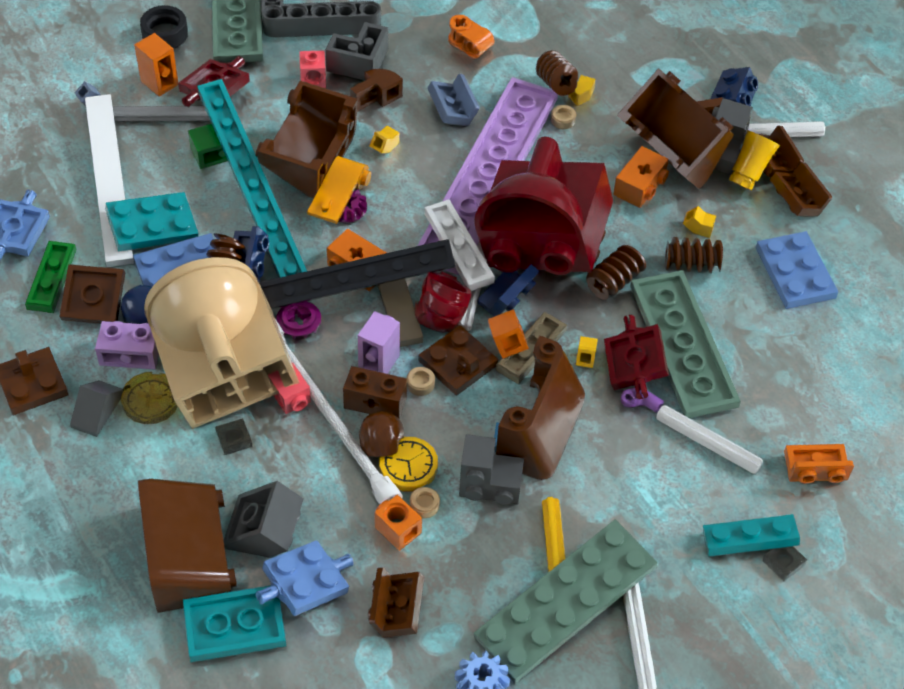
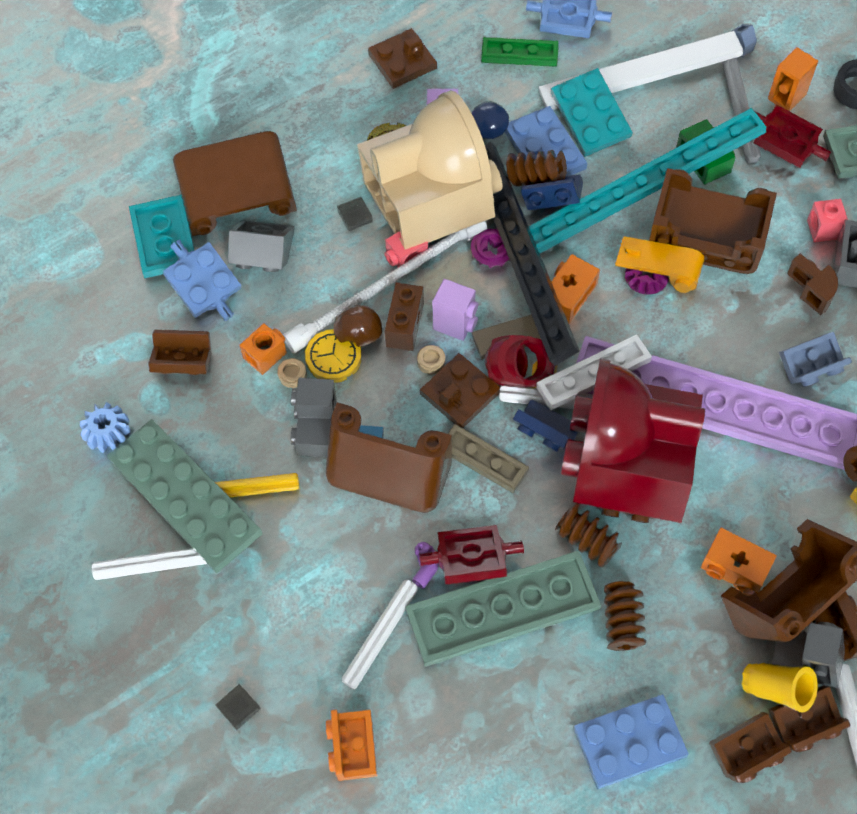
camera: 90 degrees right, 10 degrees up
(92, 294) = (495, 80): reddish brown hinge -> none
(94, 406) = (379, 106): dark grey slope -> none
(385, 140) = (742, 299): yellow piece -> none
(508, 334) = (485, 427): orange brick -> none
(563, 117) = (823, 479): tan tile -> none
(586, 352) = (477, 508): yellow piece -> none
(699, 222) = (682, 629): yellow piece -> none
(751, 535) = (260, 671): teal plate -> none

